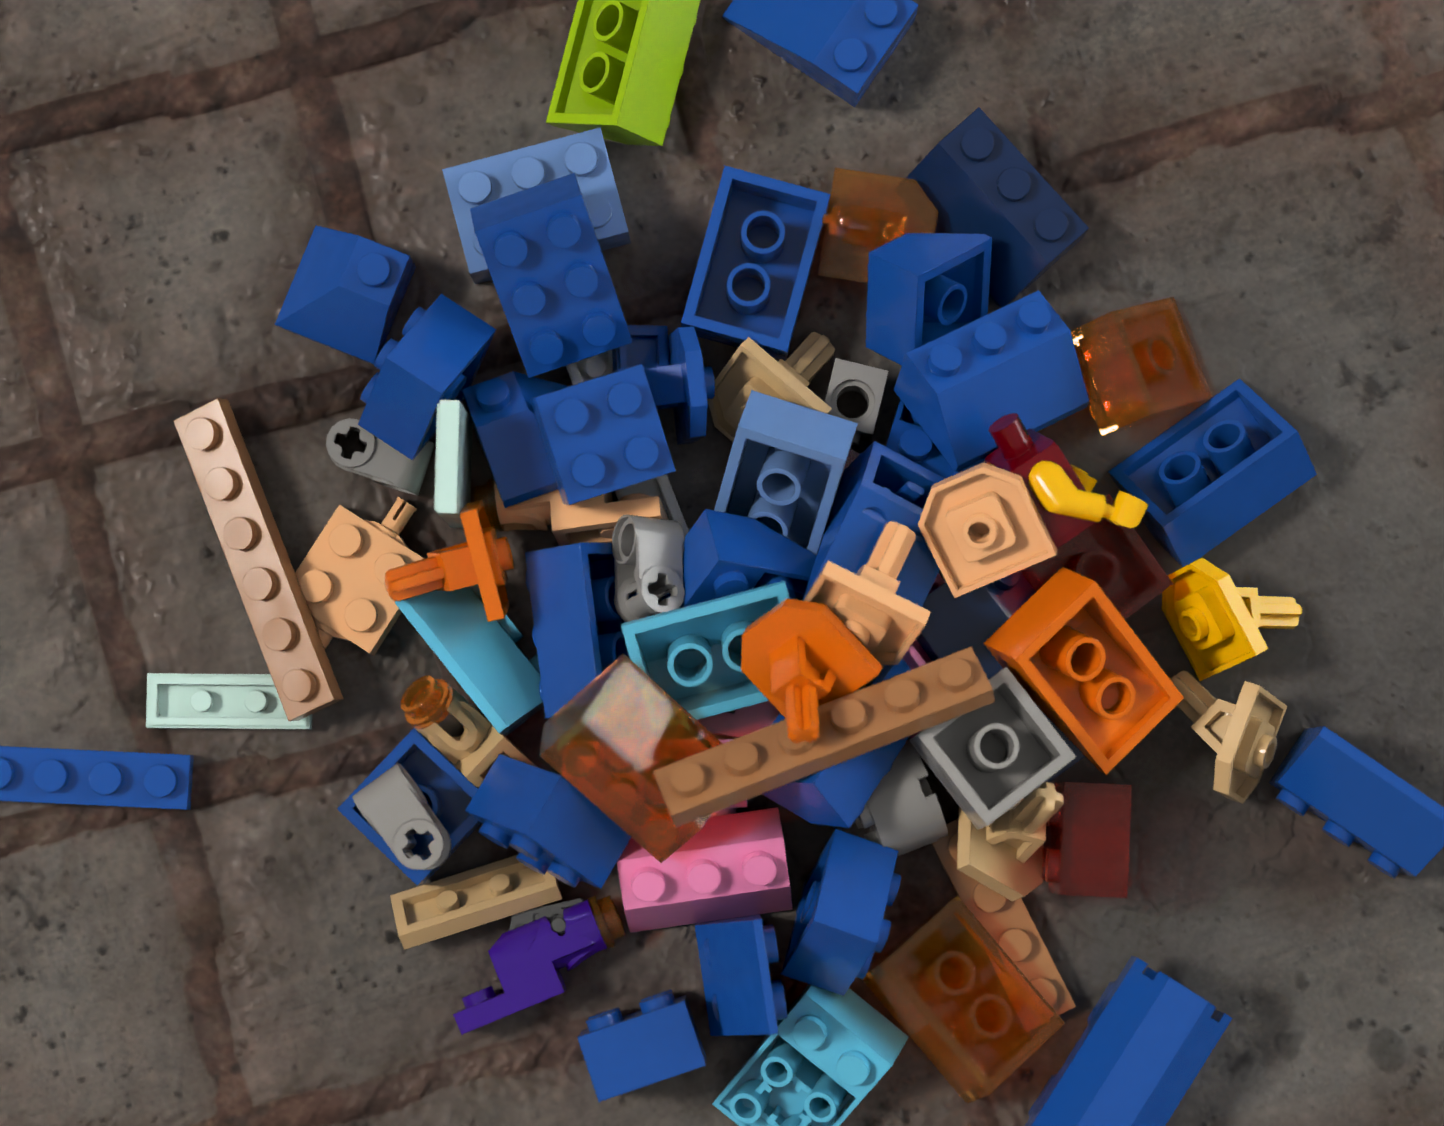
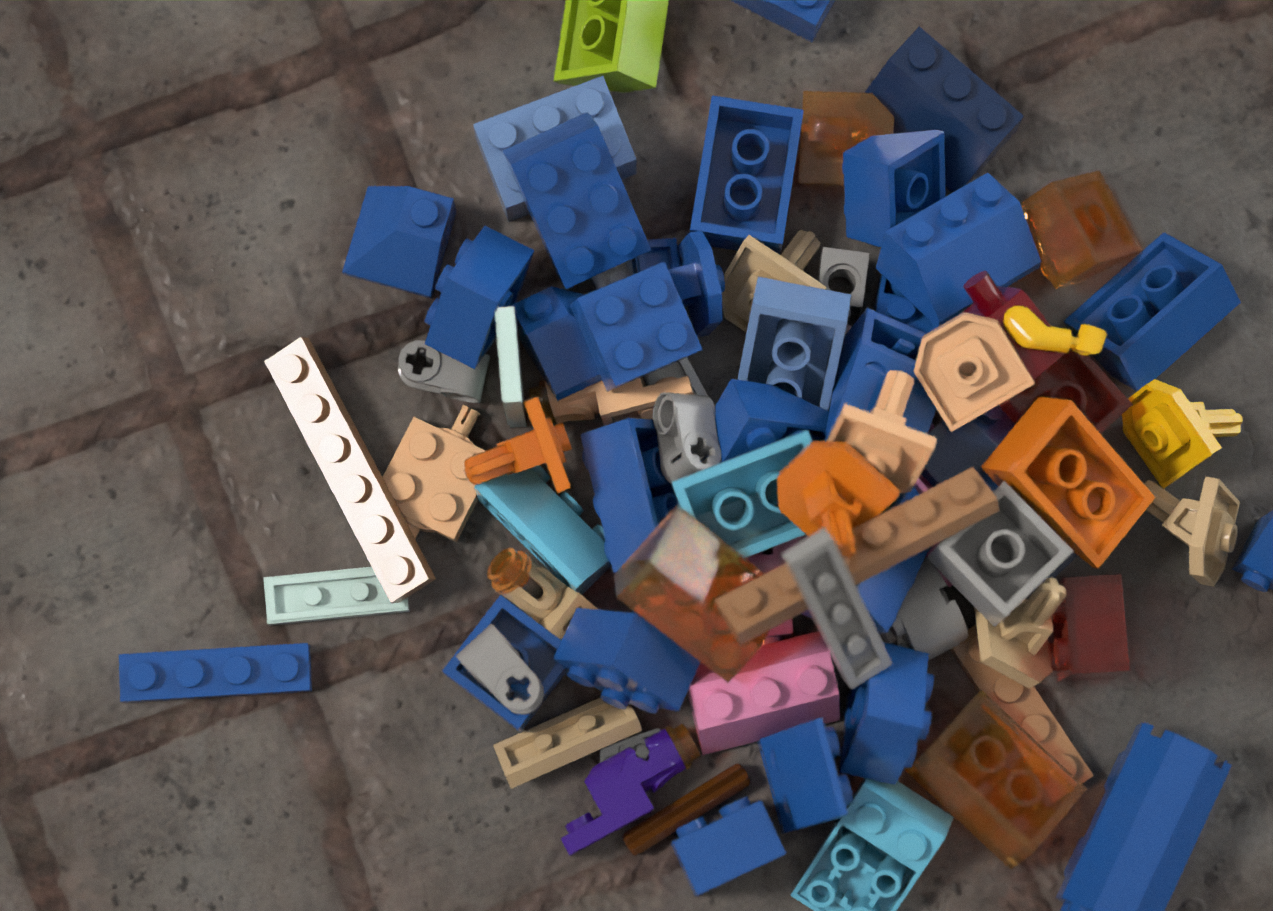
camera: 10 degrees left, 5 degrees down
(604, 993) = (686, 809): none -> reddish brown axle
(790, 798) = (837, 608): none -> light grey plate

